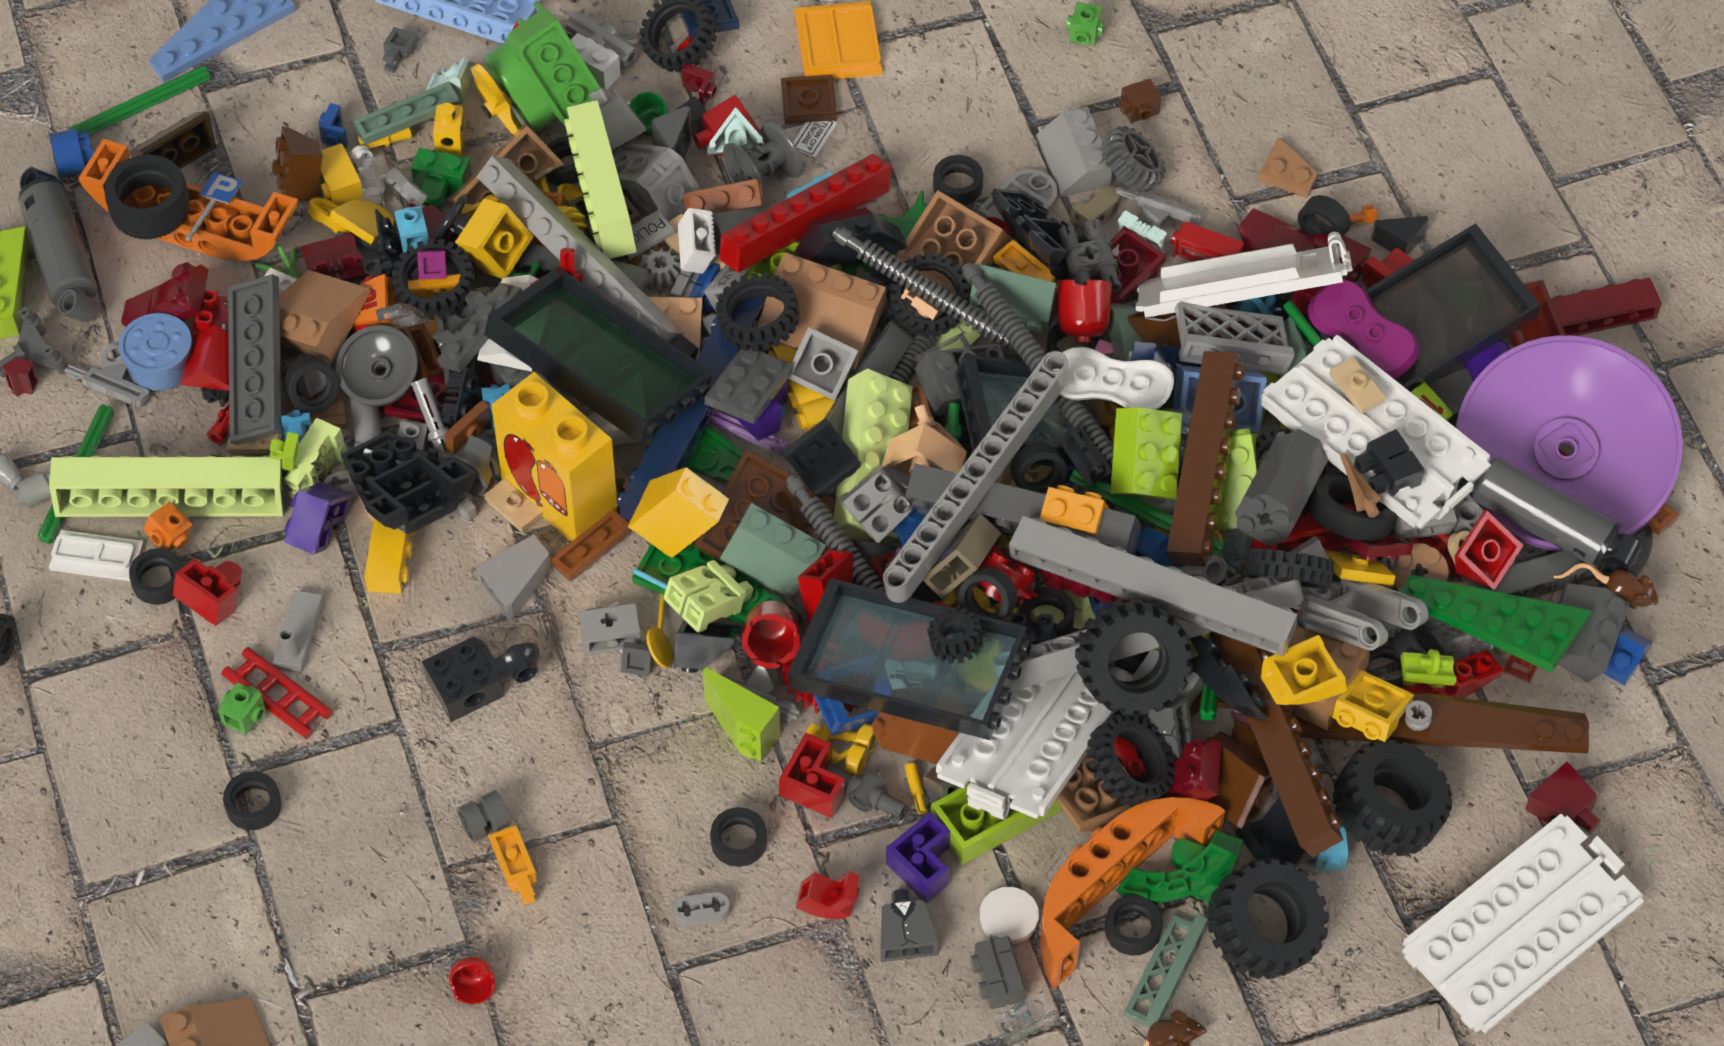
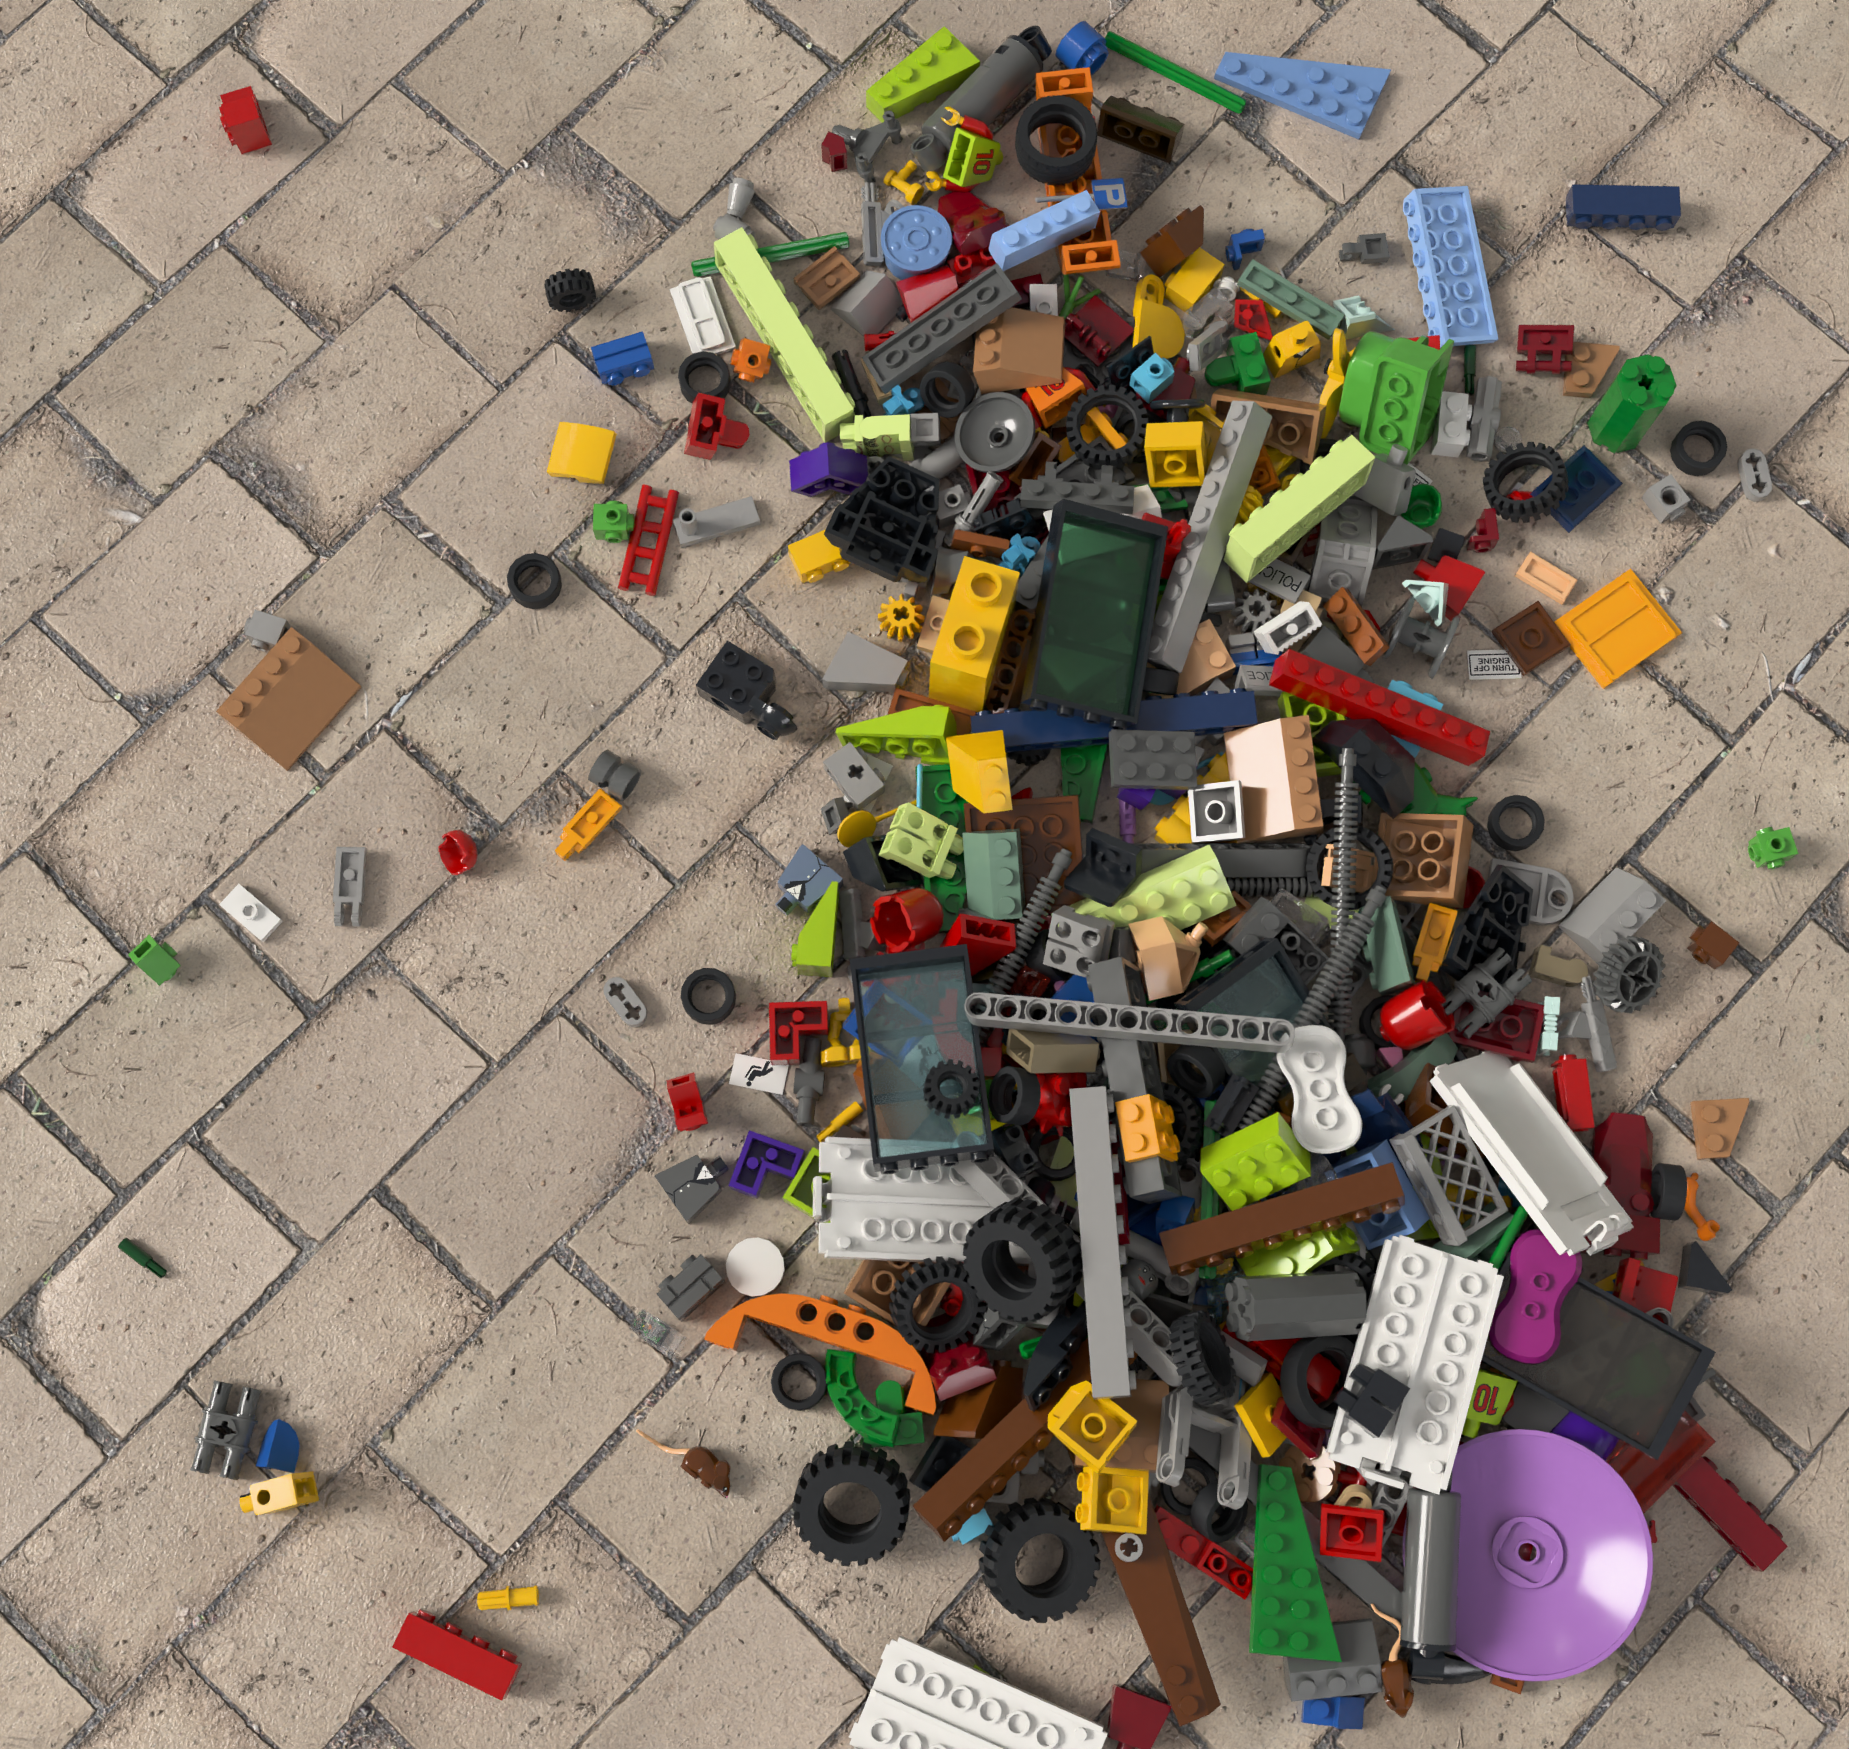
camera: 60 degrees right, 20 degrees up
(81, 345) = (912, 192): none -> yellow piece
(90, 631) = (622, 358): none -> blue brick
(107, 274) = (970, 156): none -> torso
(132, 435) = (826, 278): none -> medium nougat plate
(156, 705) = (581, 452): none -> yellow slope
(178, 419) = (869, 303): none -> light grey slope
(223, 241) = (1044, 230): none -> light blue brick
(285, 450) = (857, 412): lime tile -> none
(336, 415) = (925, 429): none -> light grey brick
(399, 151) = (1252, 317): none -> red piece
(402, 315) = (1048, 425): clear slope -> none
(432, 264) = (1118, 417): magenta plate -> none
(488, 526) = (897, 609): none -> yellow gear
(605, 558) = (911, 732): none -> lime wedge
(681, 709) = (805, 881): none -> sand blue torso
(754, 288) = (1232, 696): black tyre -> none
(764, 65) = (1546, 578): none -> light nougat tile
(833, 834) = (758, 1074): none -> white sticker
(1175, 971) = (770, 1443): sand green fence -> none
(1357, 385) = (1451, 1324): tan plate -> none
(1364, 495) = (1326, 1390): medium nougat piece -> none
(1427, 668) = (1190, 1532): lime hips -> none

